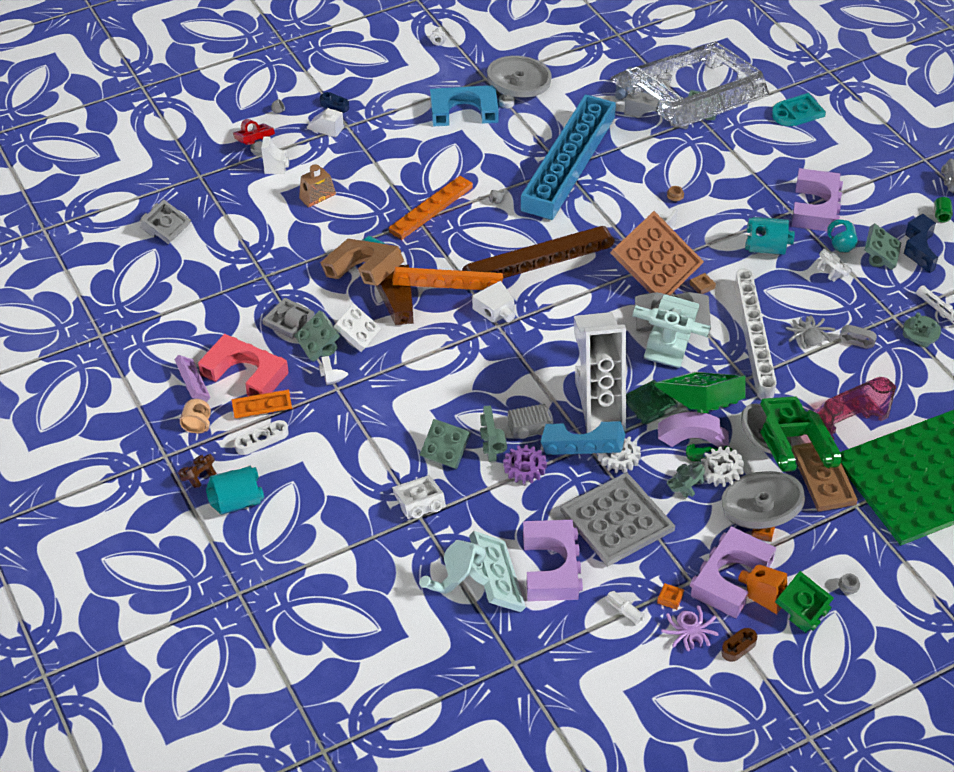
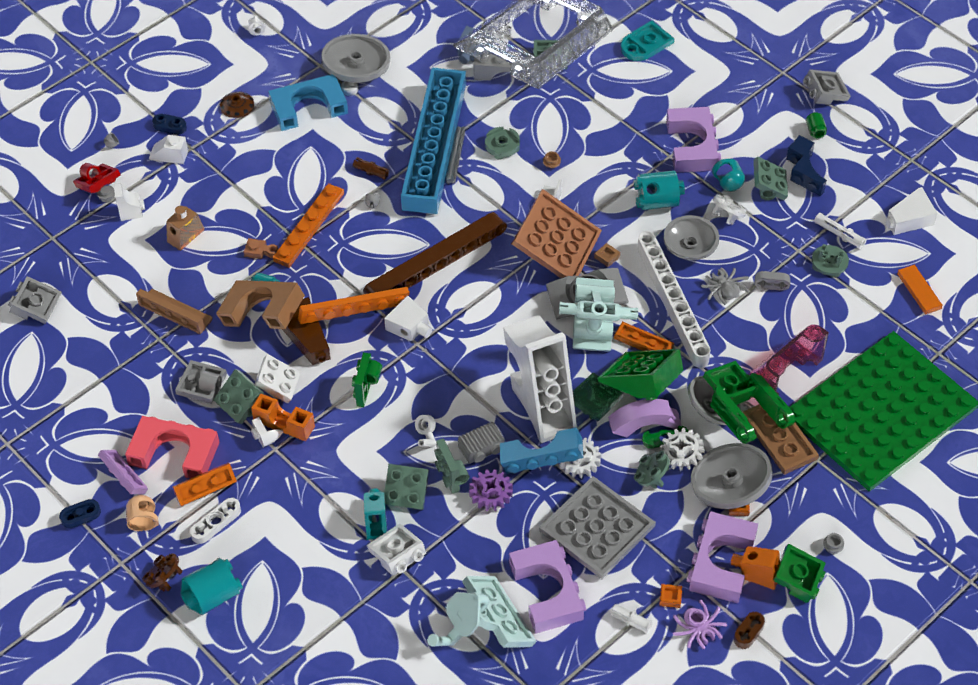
camera: 15 degrees left, 5 degrees up
(142, 405) = (80, 513): none -> dark blue plate
(285, 254) = (174, 310): none -> medium nougat panel
(361, 369) = (296, 424): none -> orange arch
(378, 218) = (257, 248): none -> nougat plate
(400, 97) = (236, 104): none -> reddish brown dish
(407, 453) = (375, 505): none -> teal torso
(437, 342) = (367, 375): none -> green plate
(481, 396) = (421, 428): none -> white plate
(503, 170) = (371, 168): none -> reddish brown pin
(586, 173) = (455, 155): none -> light grey axle
(640, 173) = (502, 150): none -> sand green plate
(711, 362) = (641, 339): none -> orange tile
(788, 282) = (691, 237): none -> light grey dish

